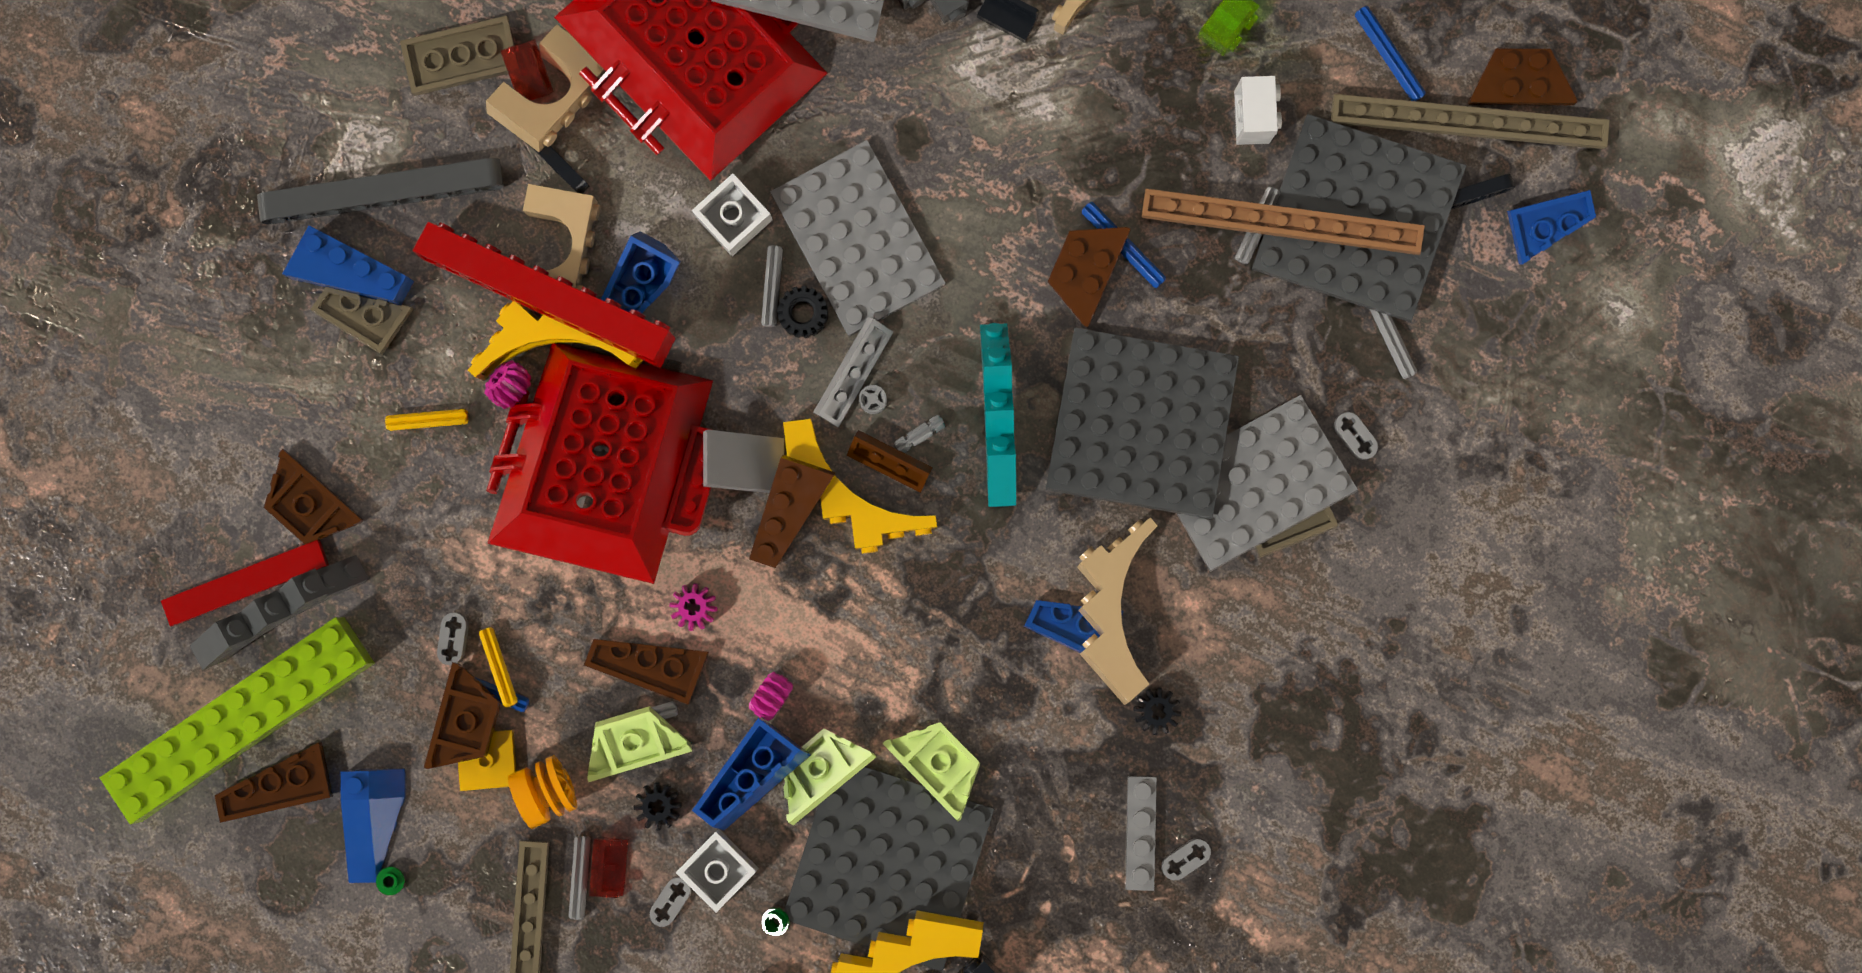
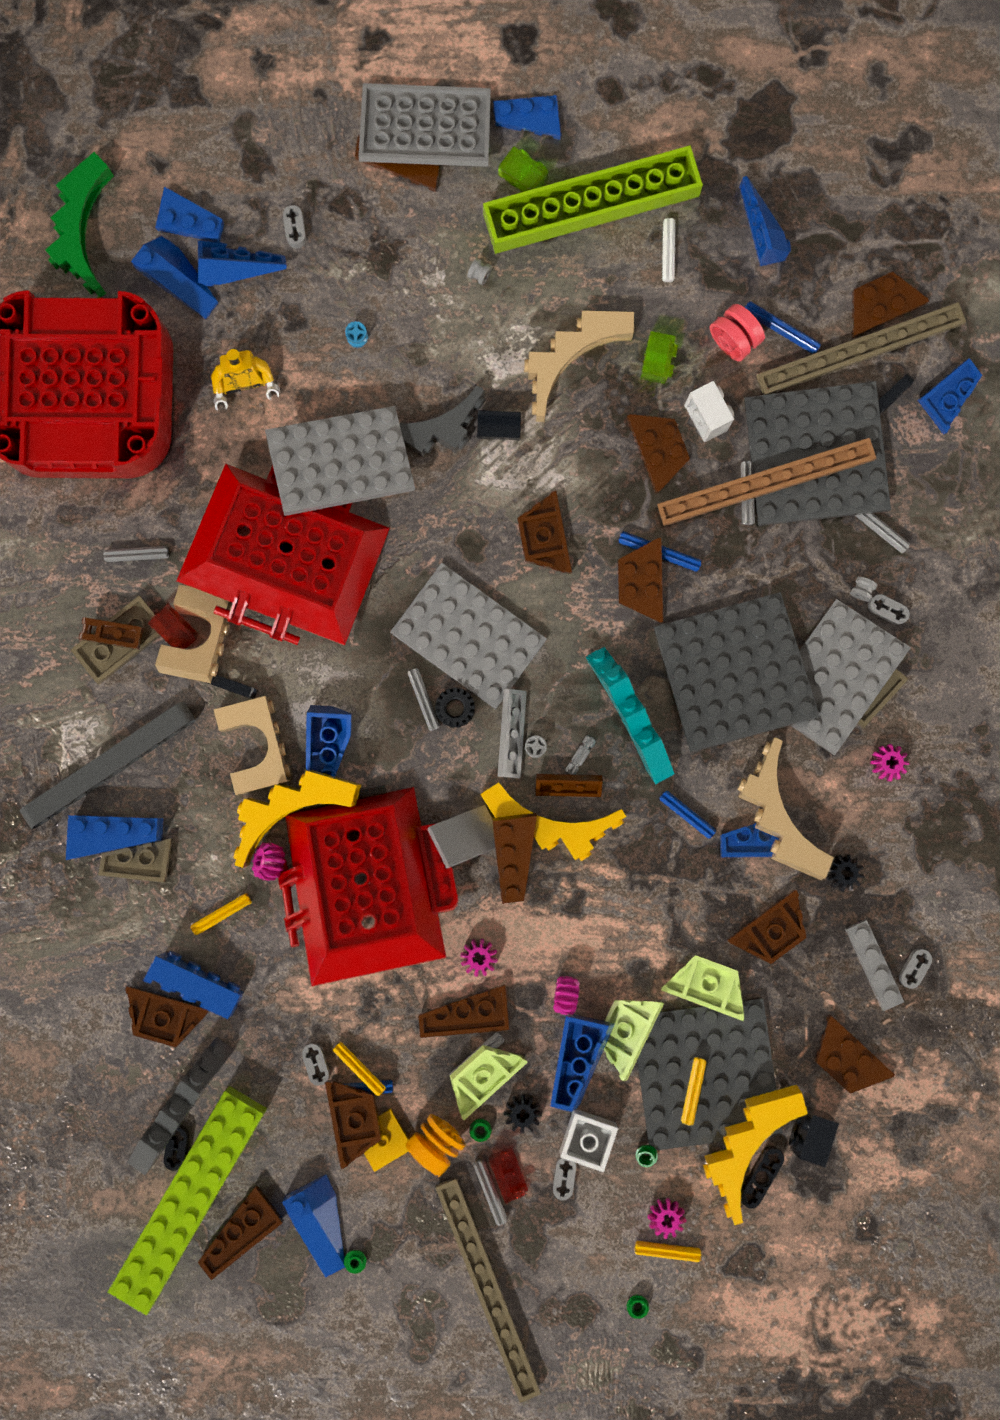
camera: 30 degrees left, 0 degrees up
(243, 583) = (145, 1096): red tile -> none
(246, 654) = (181, 1149): none -> black beam
(359, 482) = (194, 984): none -> blue wedge
(455, 43) = (111, 633): none -> reddish brown plate
(545, 294) = (265, 785): red brick -> none
(595, 808) = (480, 1137): none -> green plate
(732, 215) = (371, 662): white brick -> none
(863, 873) = (693, 1091): none -> yellow axle
(999, 164) = (544, 535): none -> reddish brown wing
(1009, 559) = (687, 814): none -> blue axle
(1043, 738) = (773, 931): none -> reddish brown wing
(1059, 926) = (848, 1059): none -> reddish brown wing
(1181, 125) = (659, 446): none -> reddish brown wing
(1274, 620) = (891, 754): none -> dark pink gear
(1332, 34) = (737, 332): none -> coral wheel
(1337, 398) = (863, 589): none -> light grey wheel

